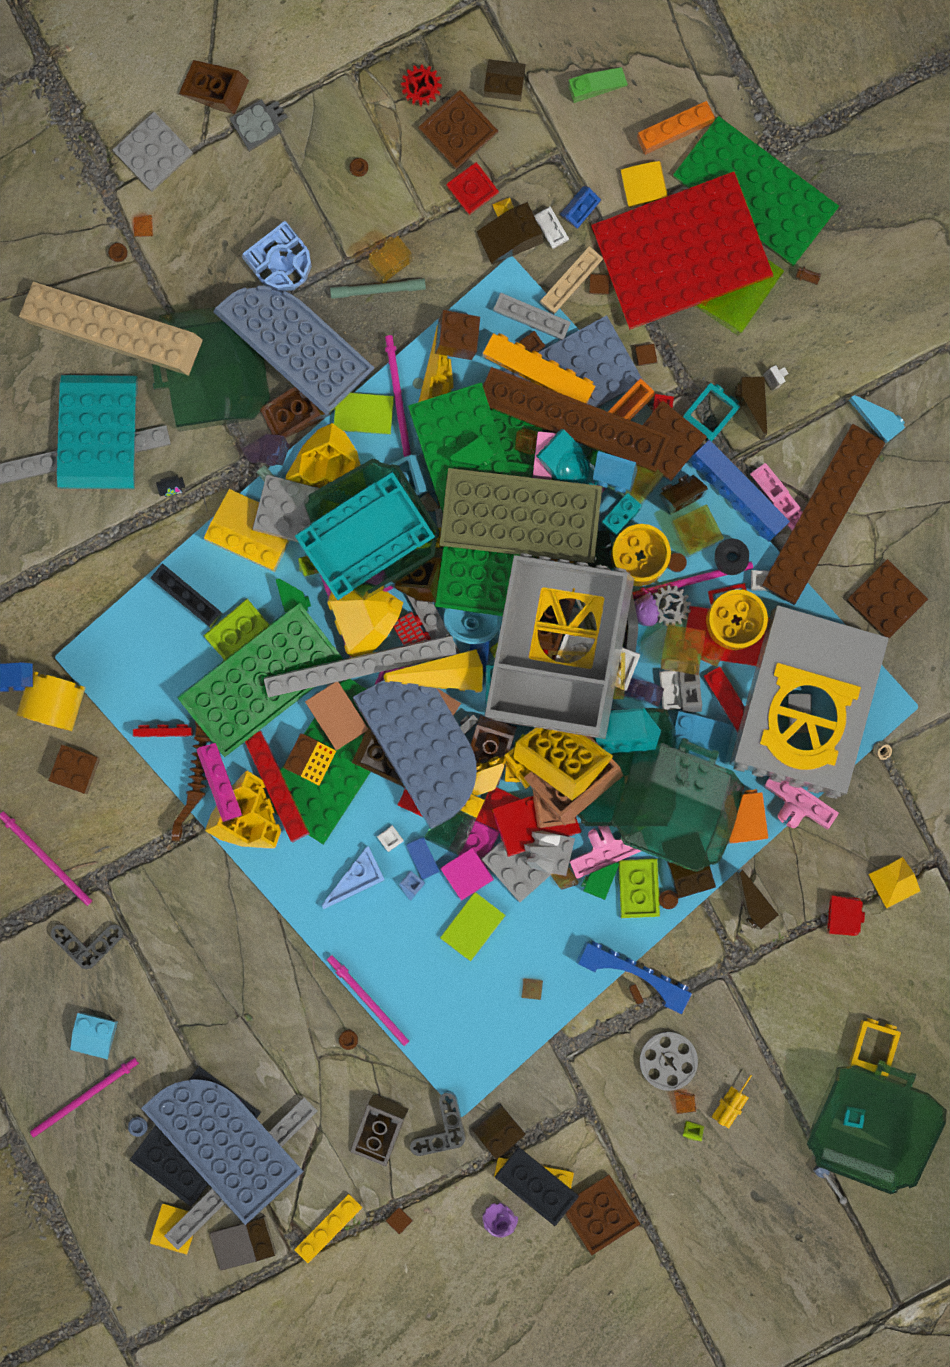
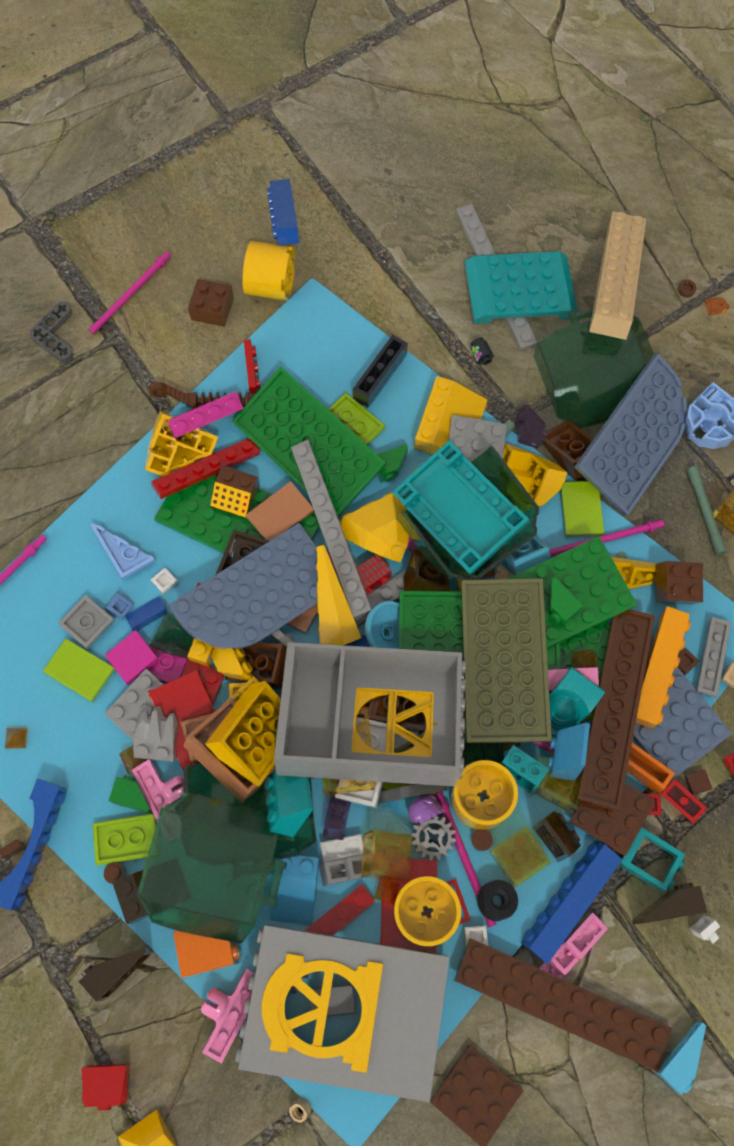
camera: 85 degrees right, 15 degrees down
(425, 916) = (86, 622): none -> light grey plate
(663, 373) = (684, 800): none -> red brick

